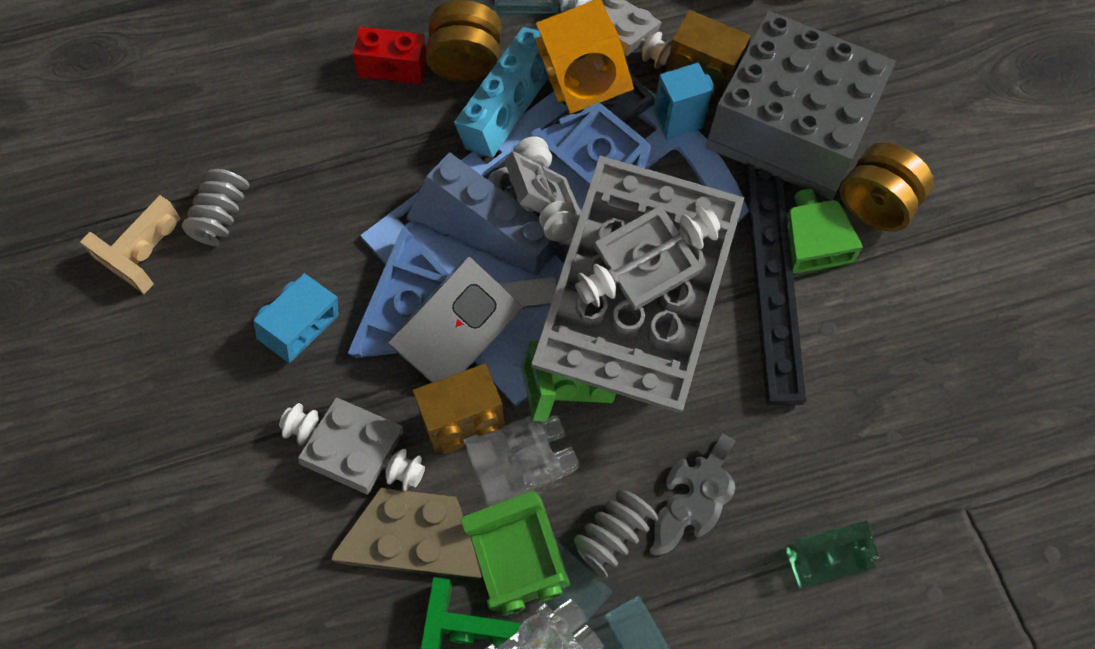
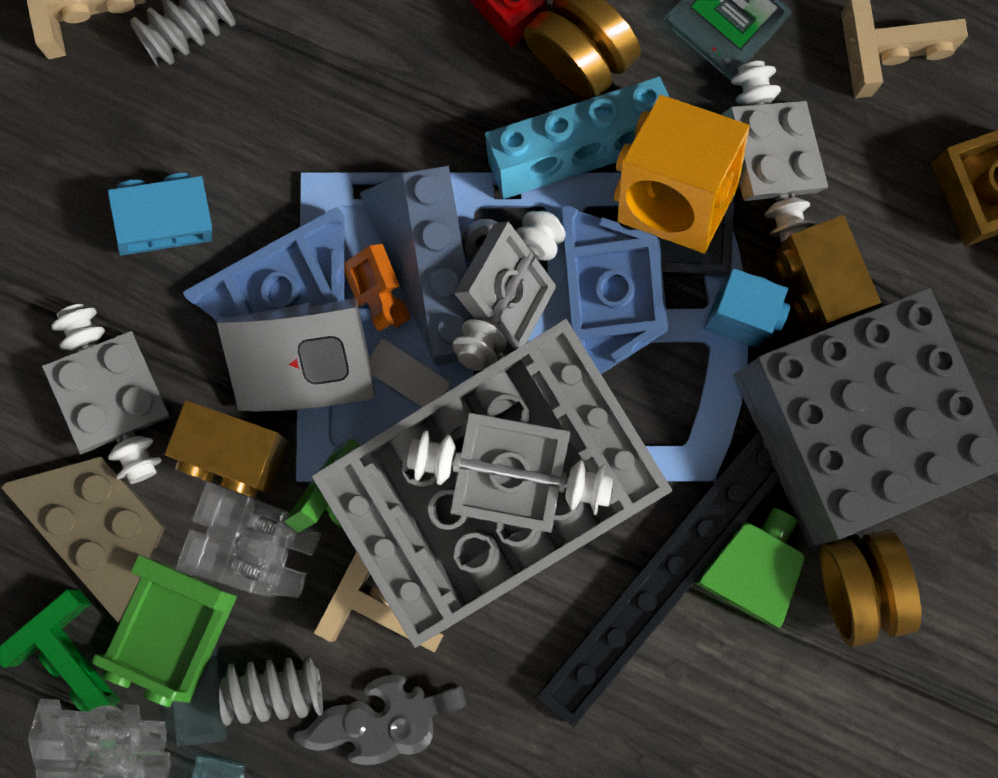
camera: 40 degrees right, 15 degrees up
(456, 246) = (371, 284): none -> orange plate
(630, 431) = (372, 605): none -> tan bracket

